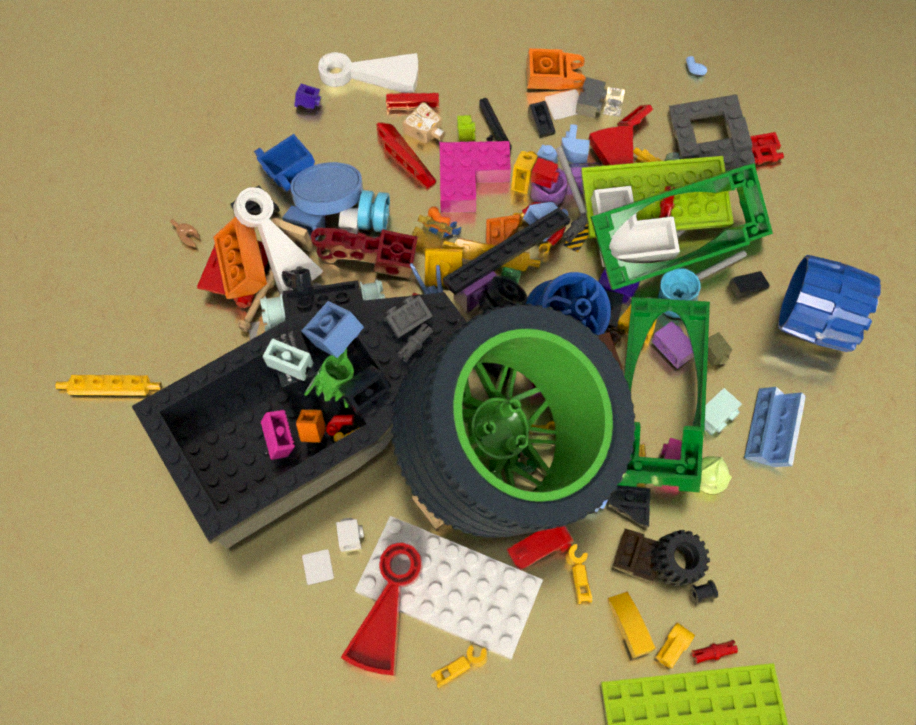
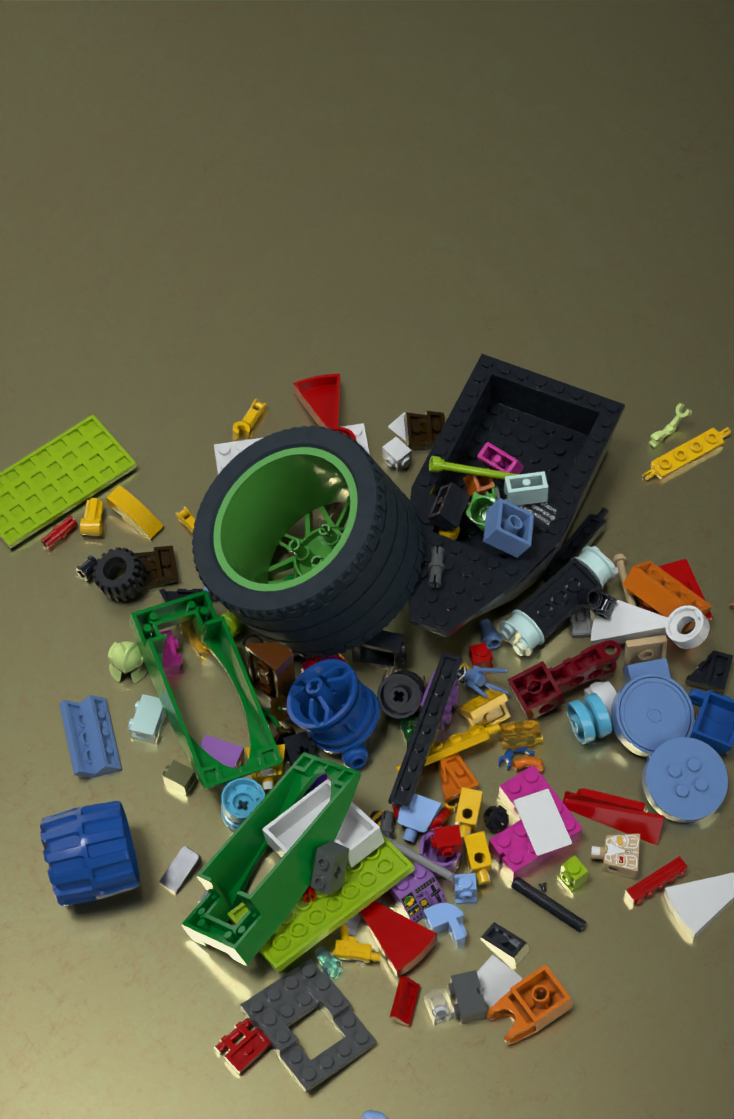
camera: 150 degrees right, 5 degrees down
(116, 412) = (657, 437): none -> yellowish green piece
(304, 547) = (423, 429): none -> dark brown slope
(341, 139) = (685, 780): none -> medium blue brick
(343, 433) = (437, 464): none -> lime piece
(407, 316) = (460, 583): dark grey bracket -> none
(465, 157) = (542, 822): none -> white sticker
(492, 189) = (496, 818): none -> black gear
(508, 200) = (469, 806): none -> yellow torso
(648, 185) = (329, 867): none -> dark grey brick

